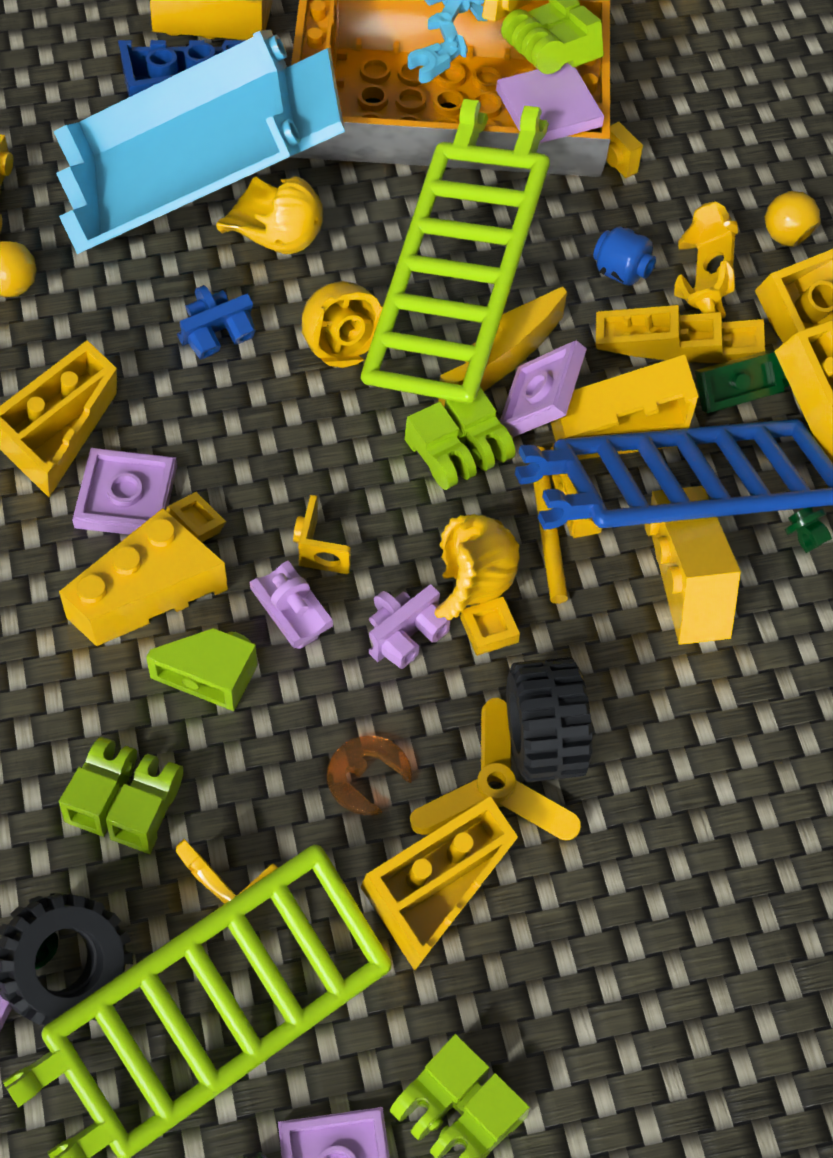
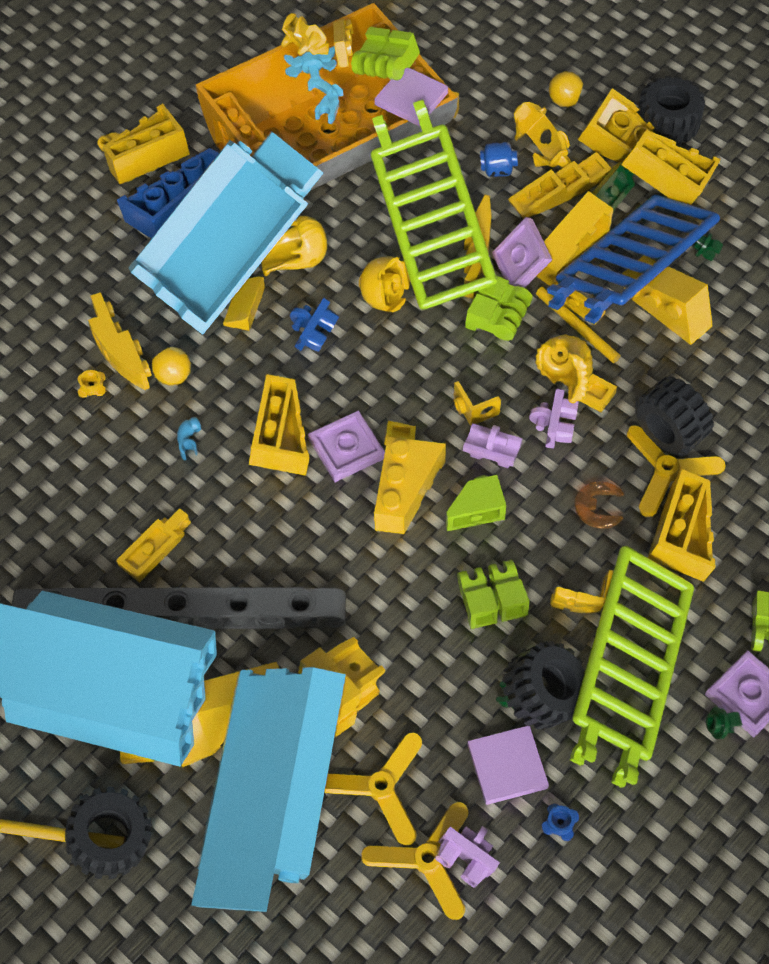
camera: 30 degrees left, 0 degrees up
(166, 250) = (245, 304): none -> yellow slope

